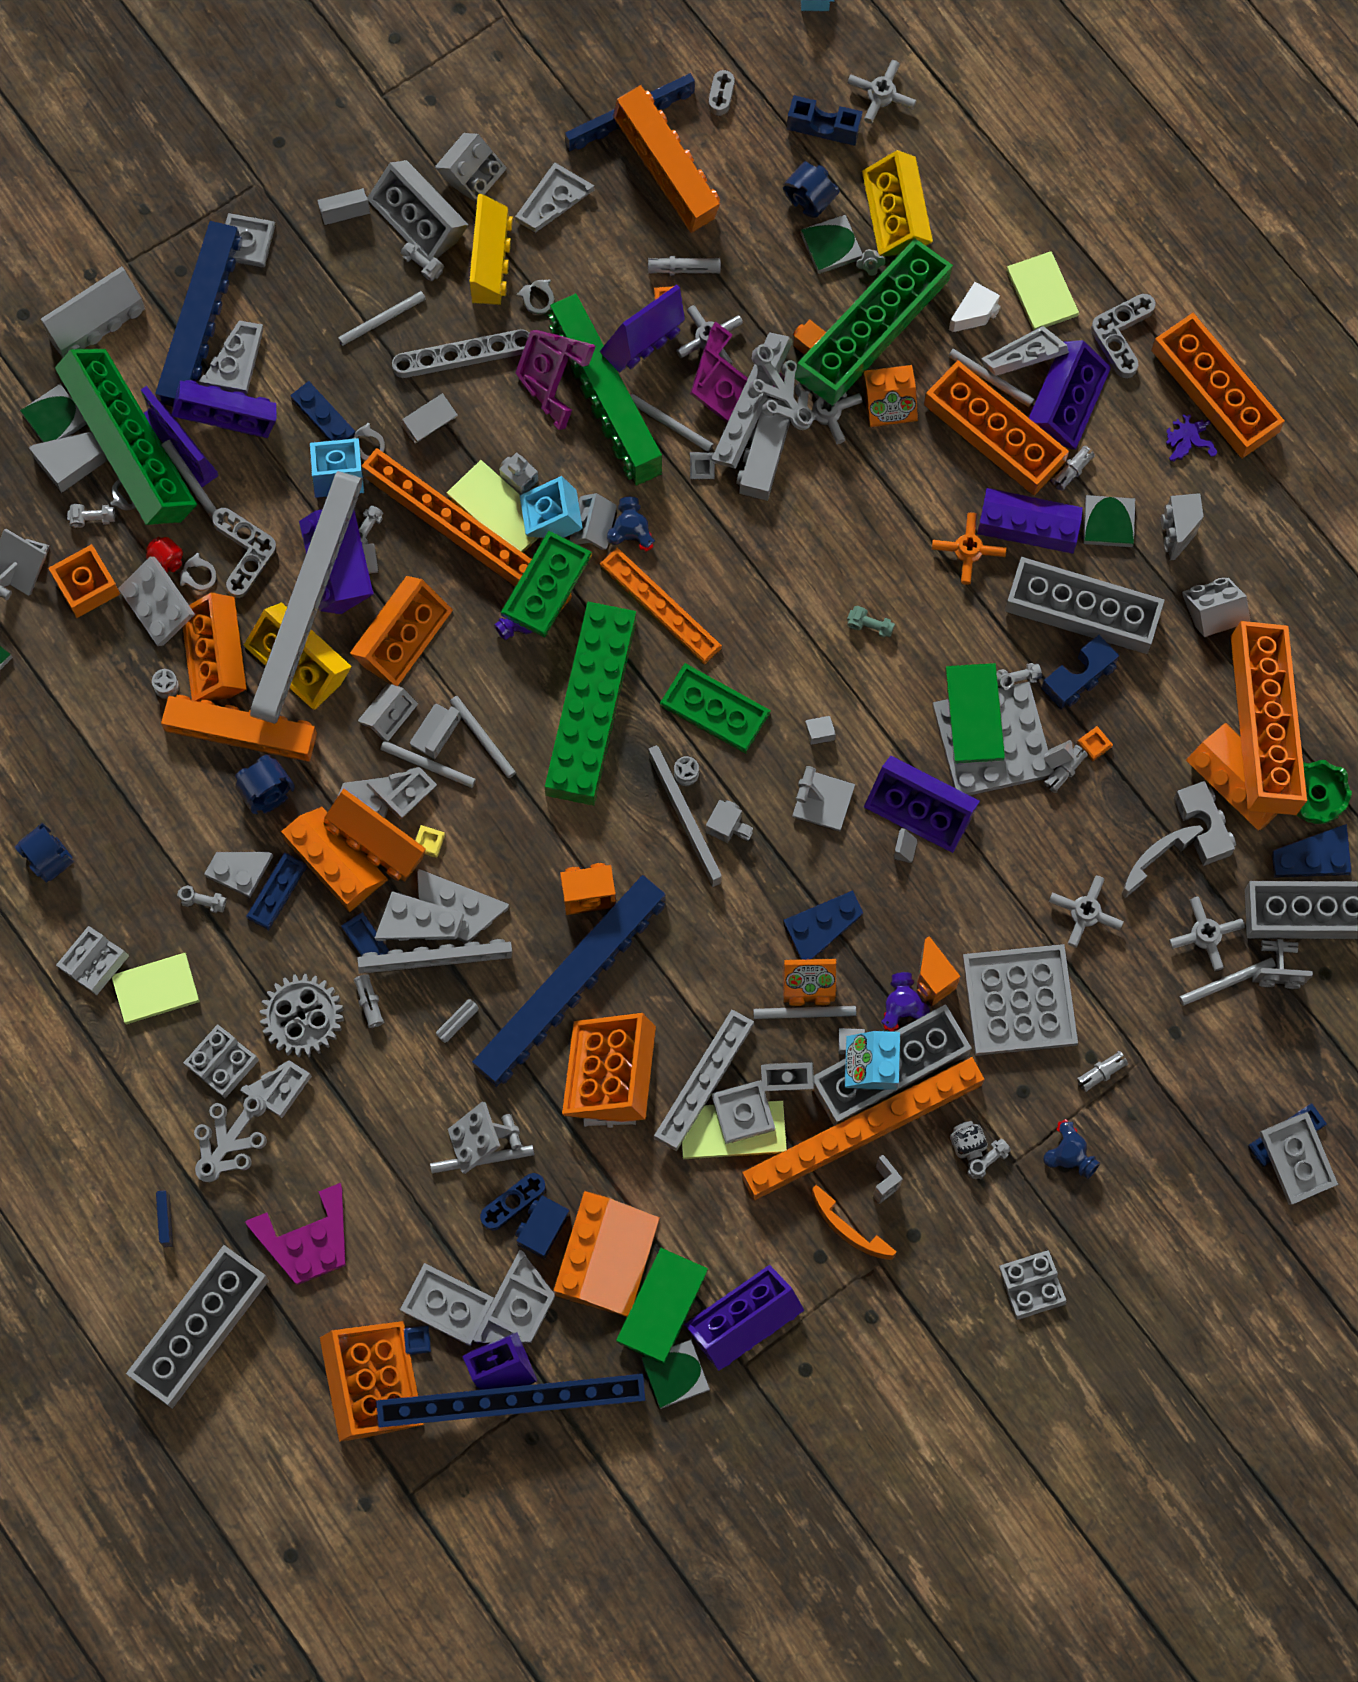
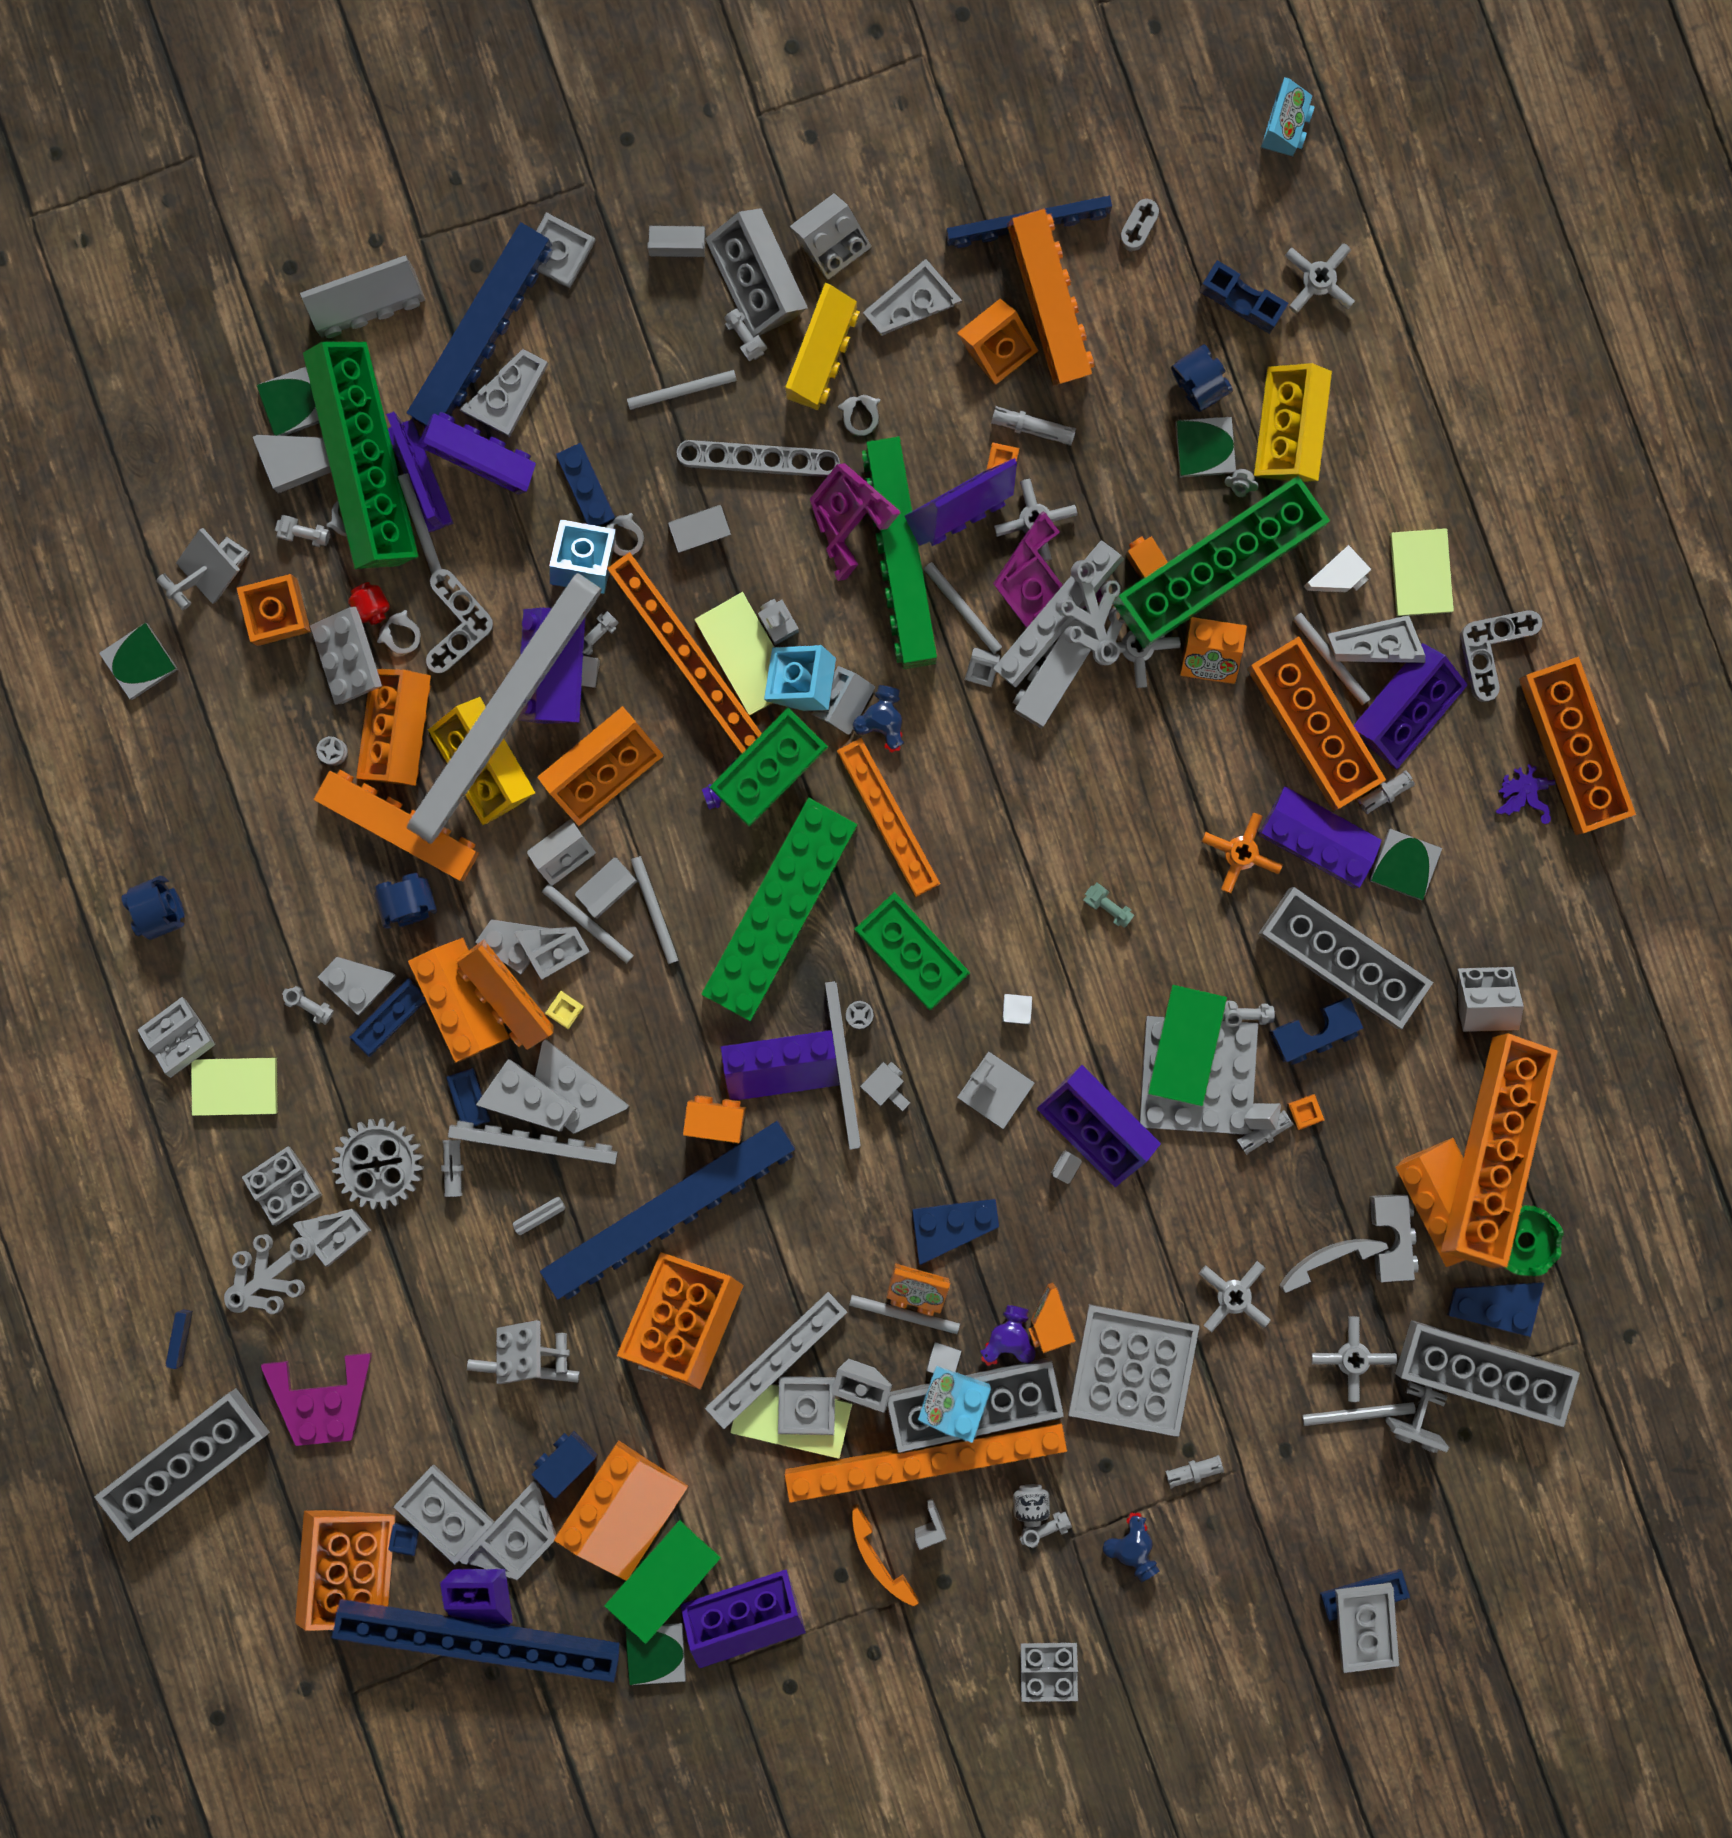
camera: 20 degrees right, 15 degrees up
(493, 1208) = (525, 1440): dark blue beam -> none
(632, 829) = (780, 1065): none -> dark purple slope
(634, 208) = (998, 341): none -> orange slope
(1181, 521) = (1483, 896): light grey slope -> none

